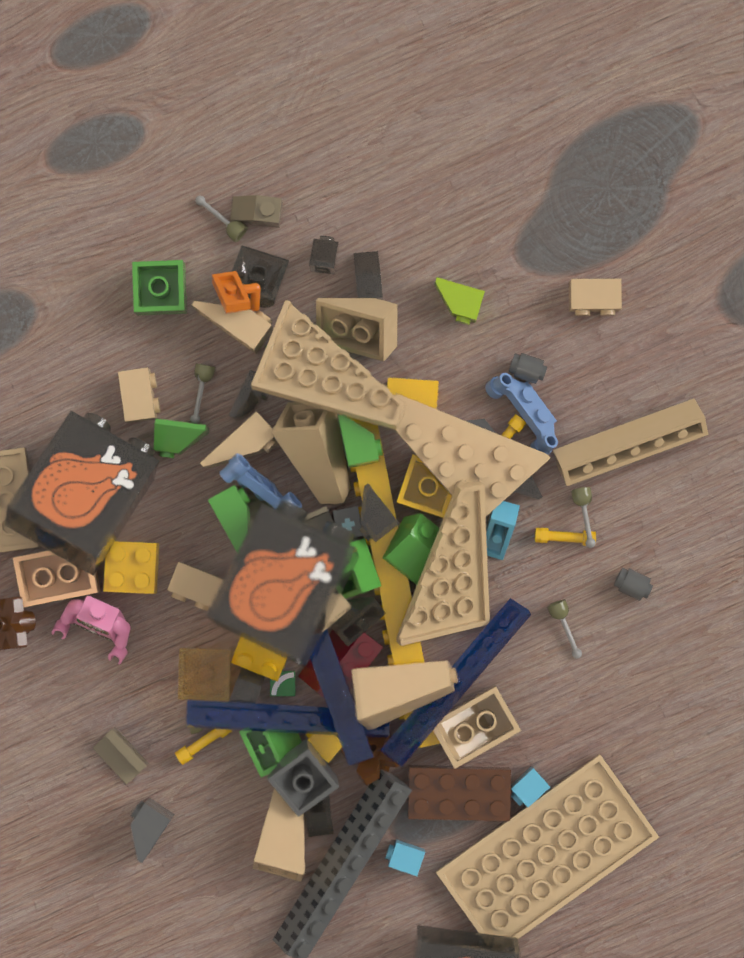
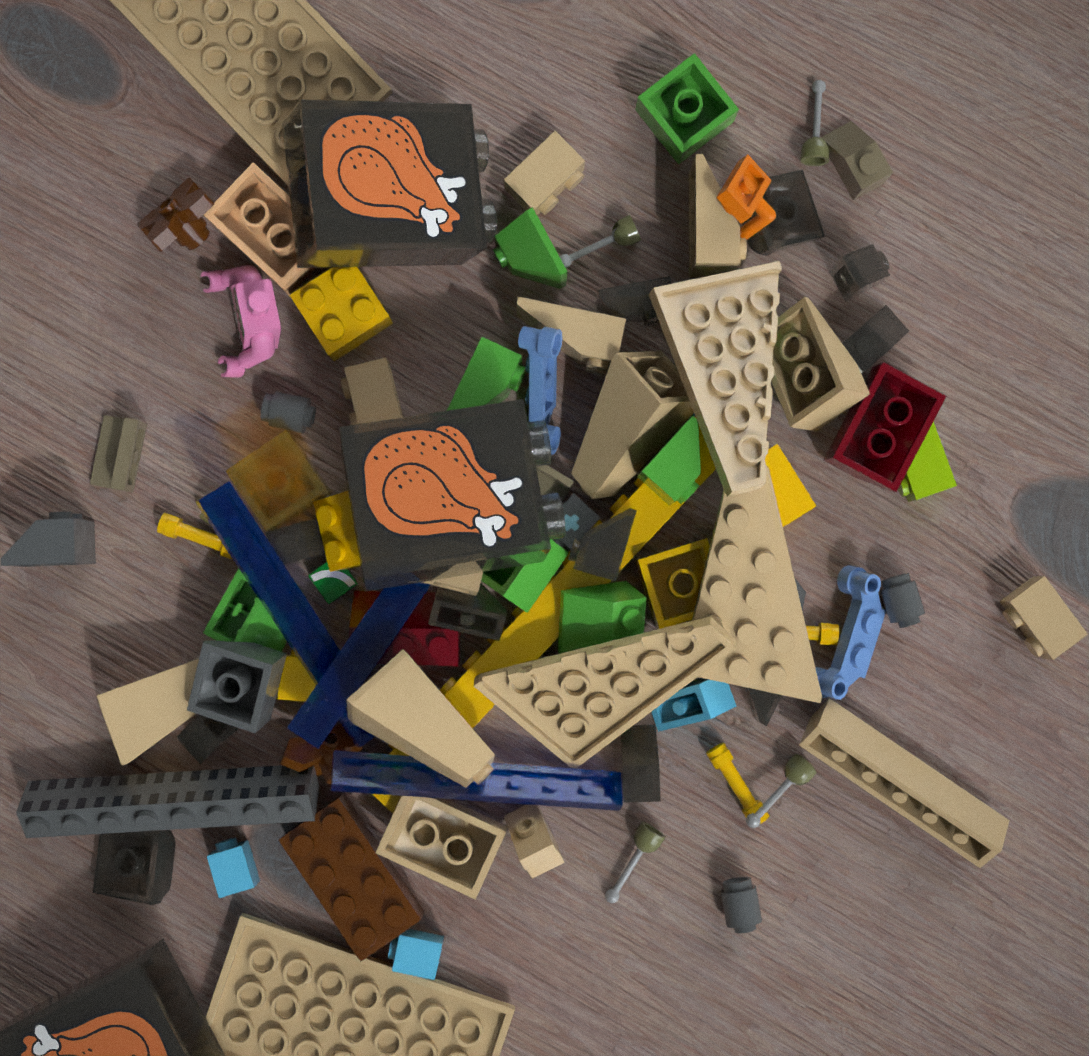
camera: 50 degrees right, 0 degrees up
(168, 640) = (288, 411): none -> dark grey brick
(363, 912) = (135, 865): none -> clear smoke slope
(423, 307) = (885, 428): none -> dark red slope
(512, 675) = (533, 840): none -> tan brick
(513, 583) = (640, 764): none -> clear smoke slope

